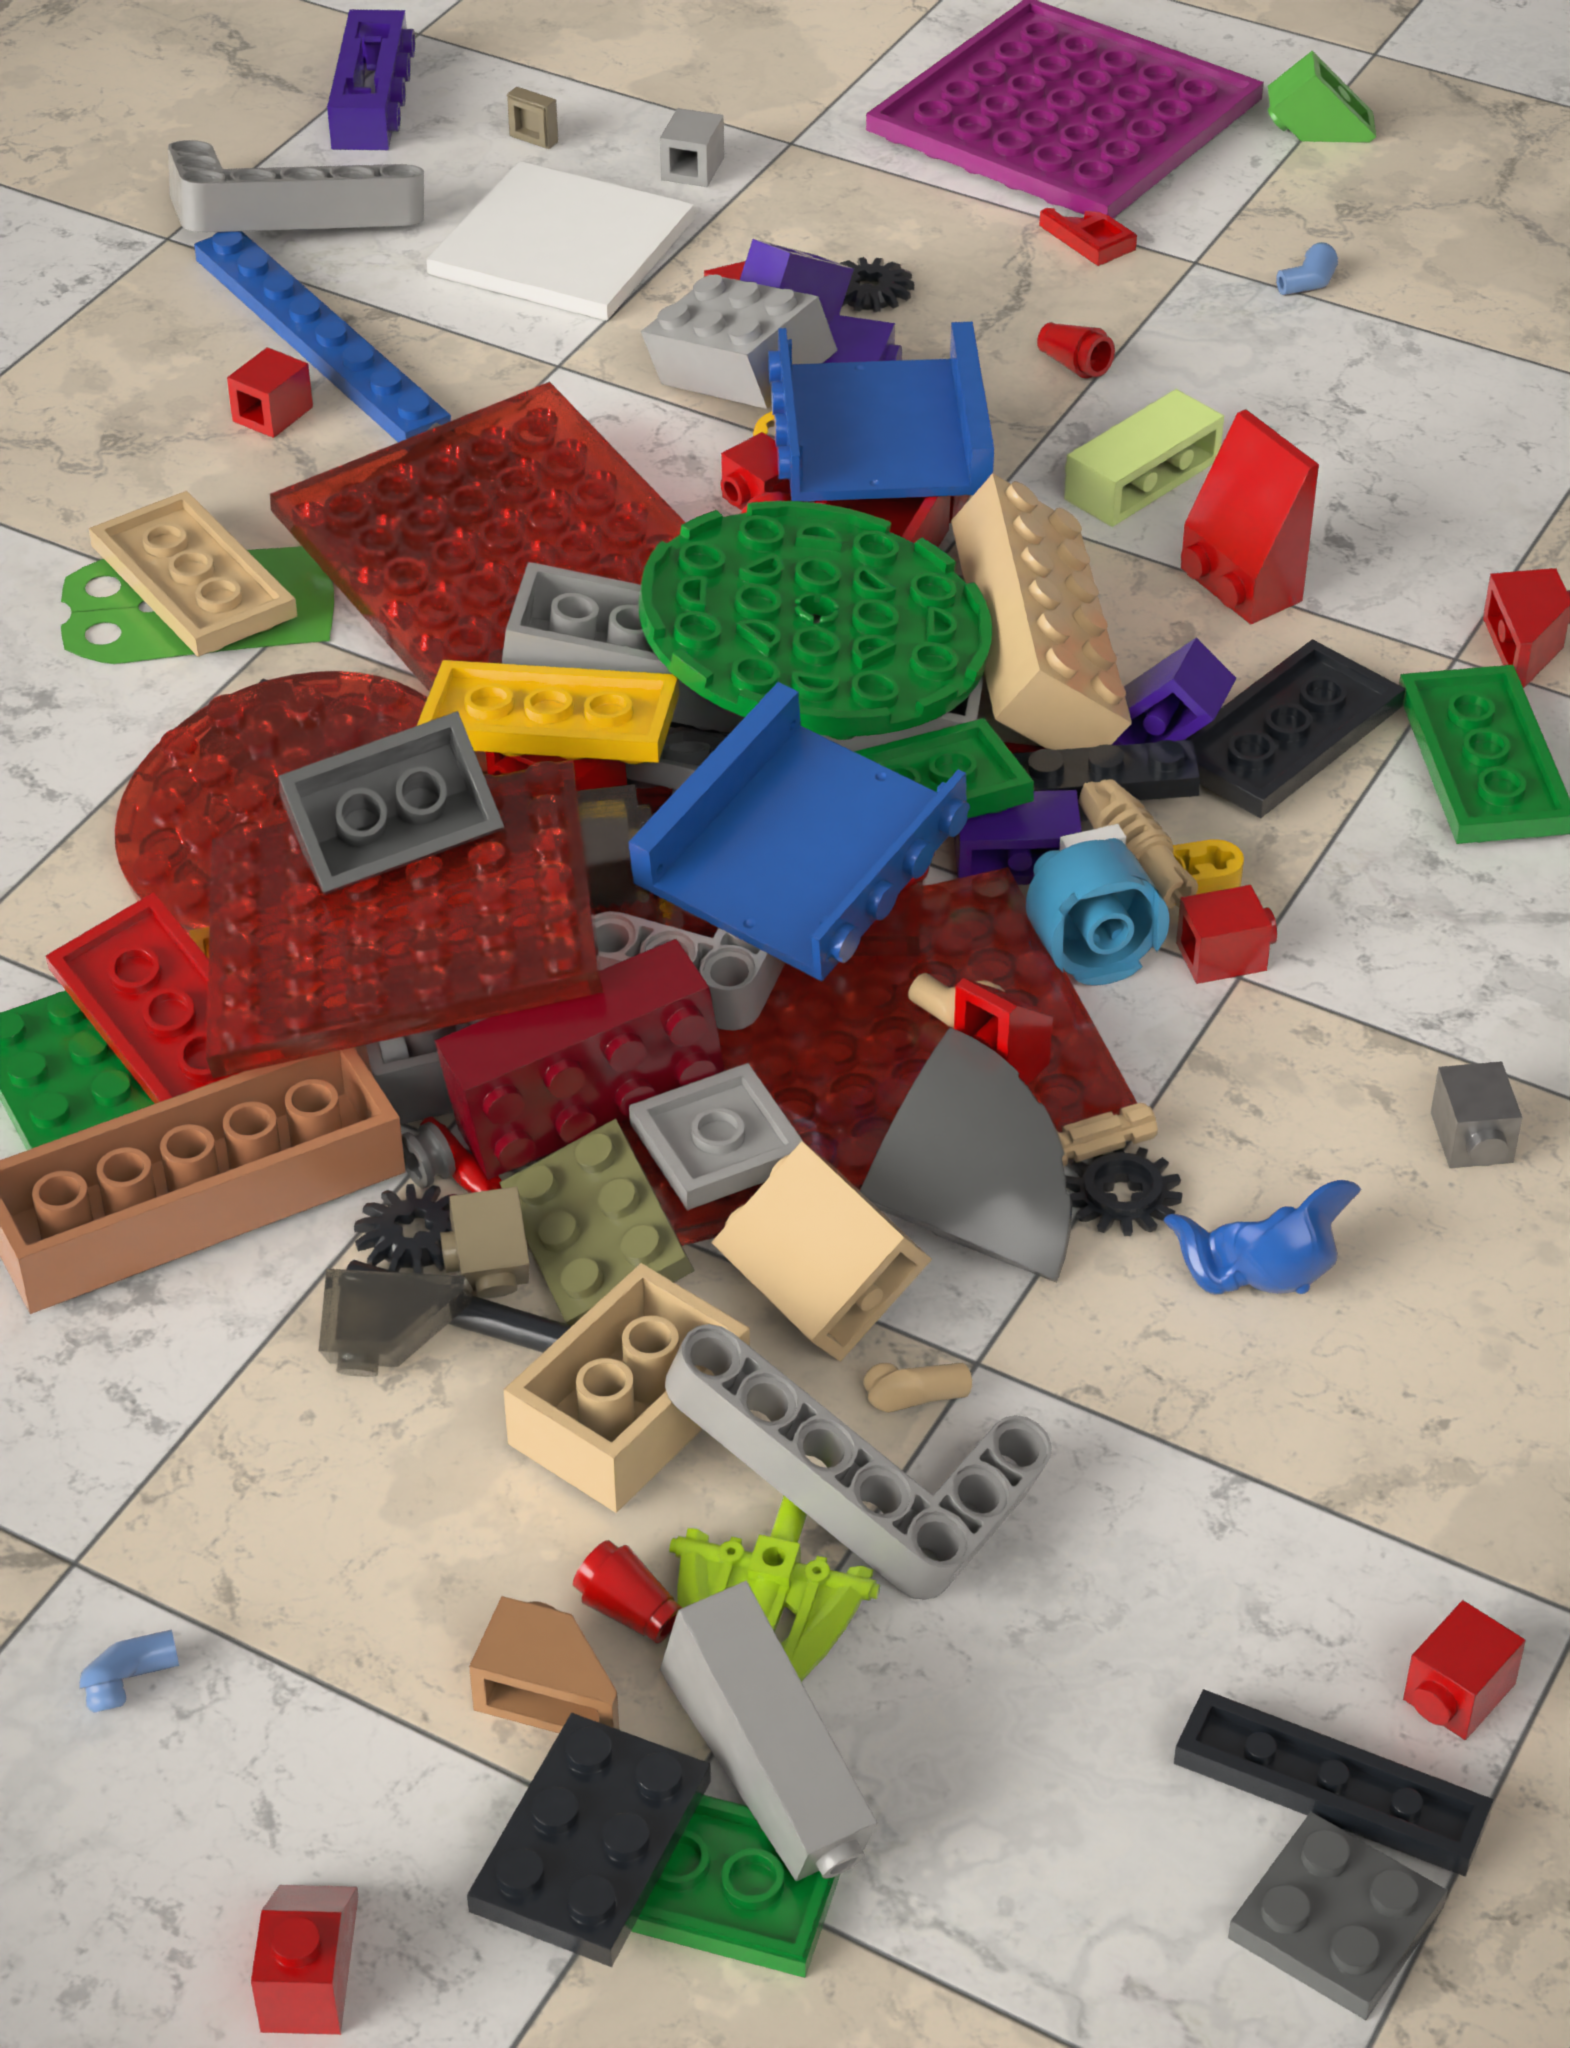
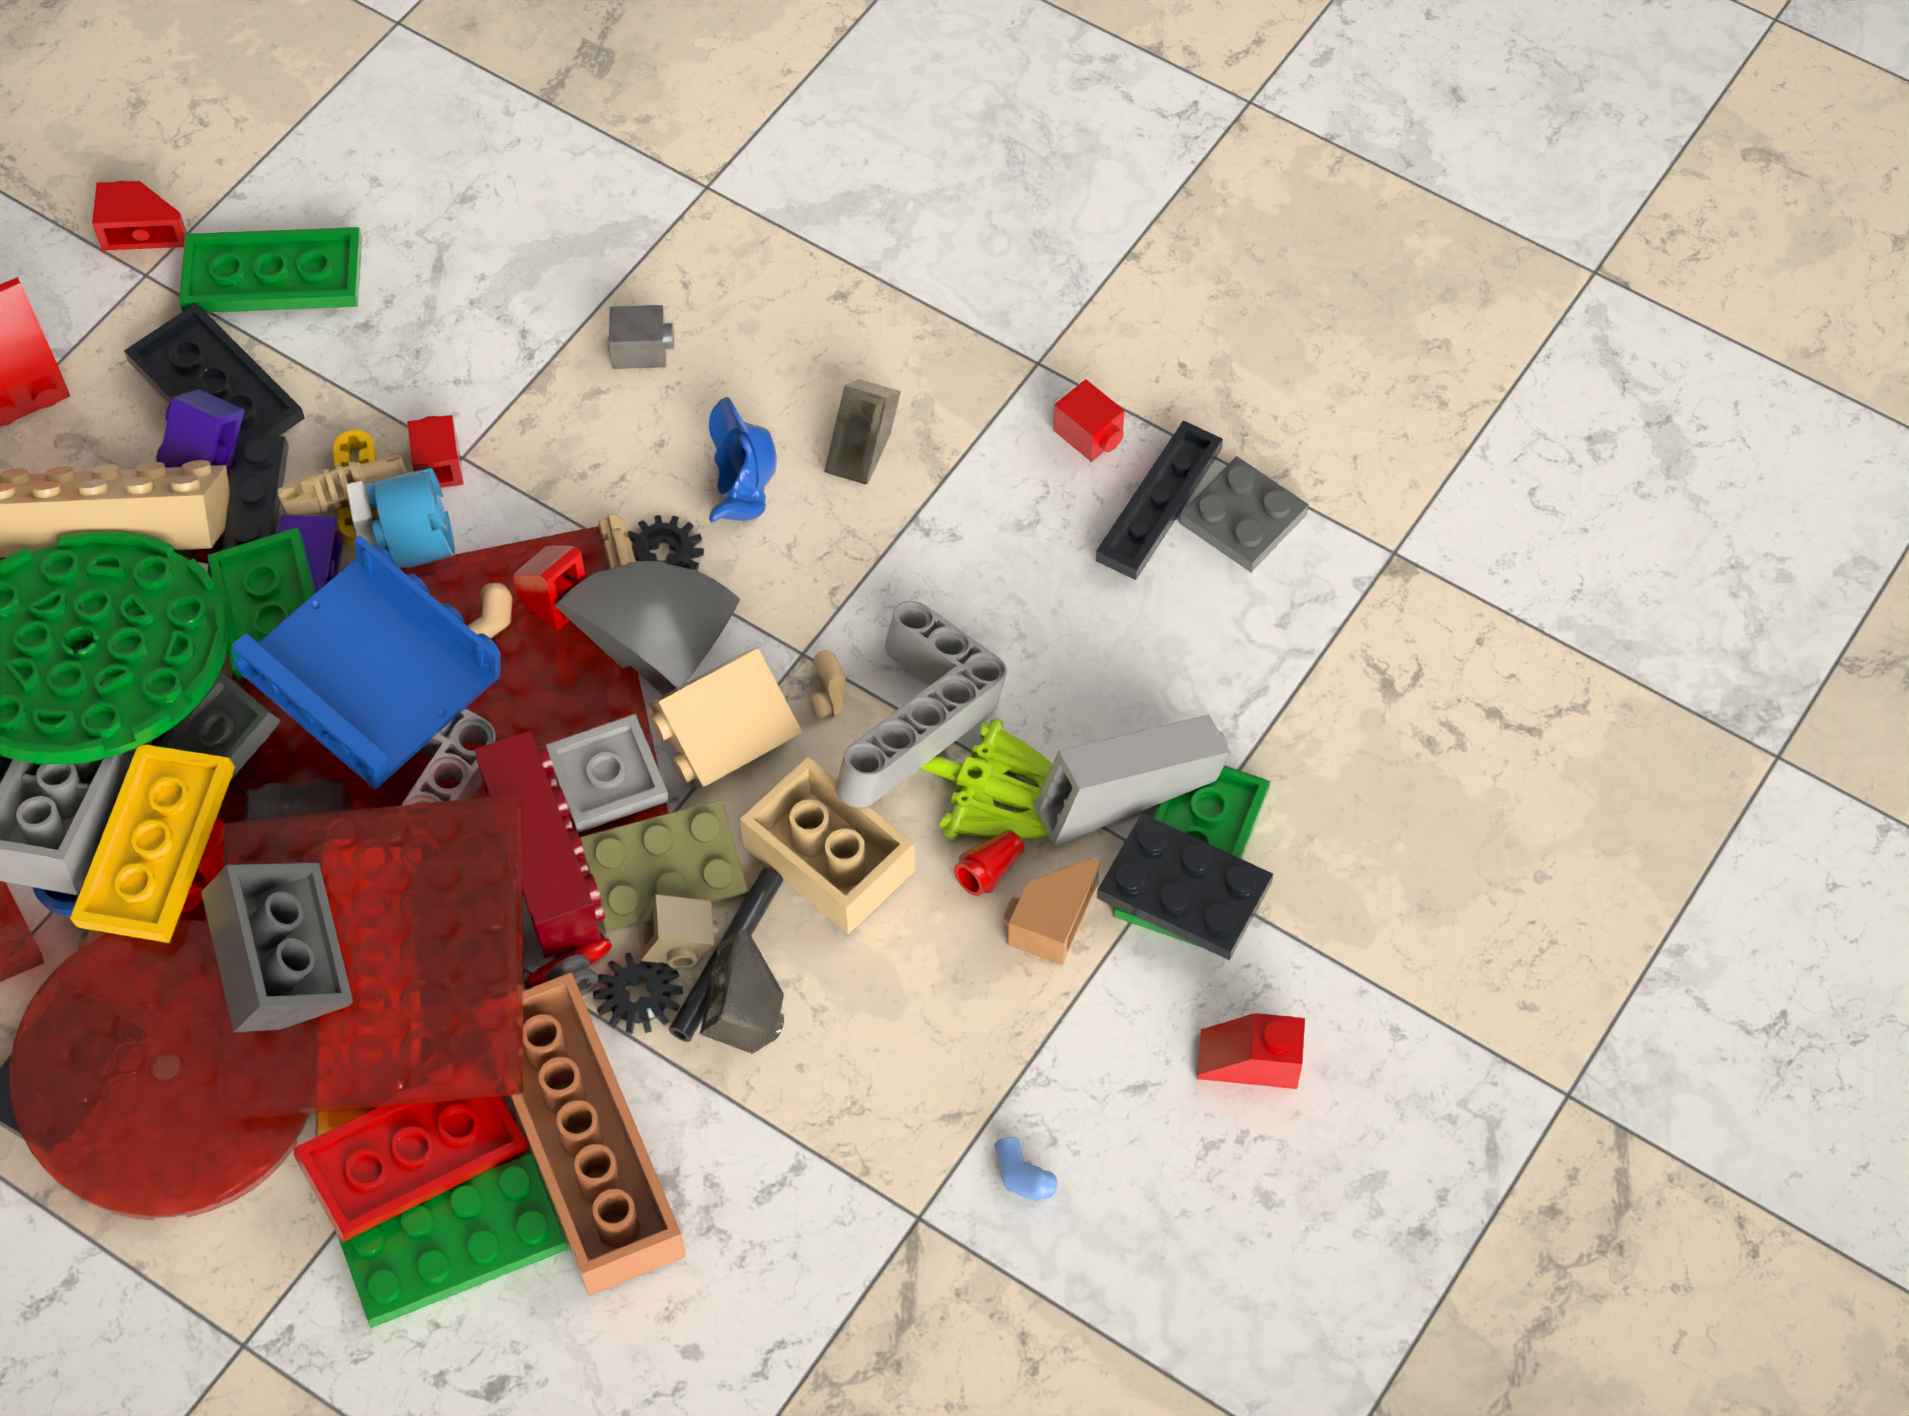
camera: 85 degrees left, 15 degrees up
(1377, 1379) = (861, 430): none -> clear smoke slope

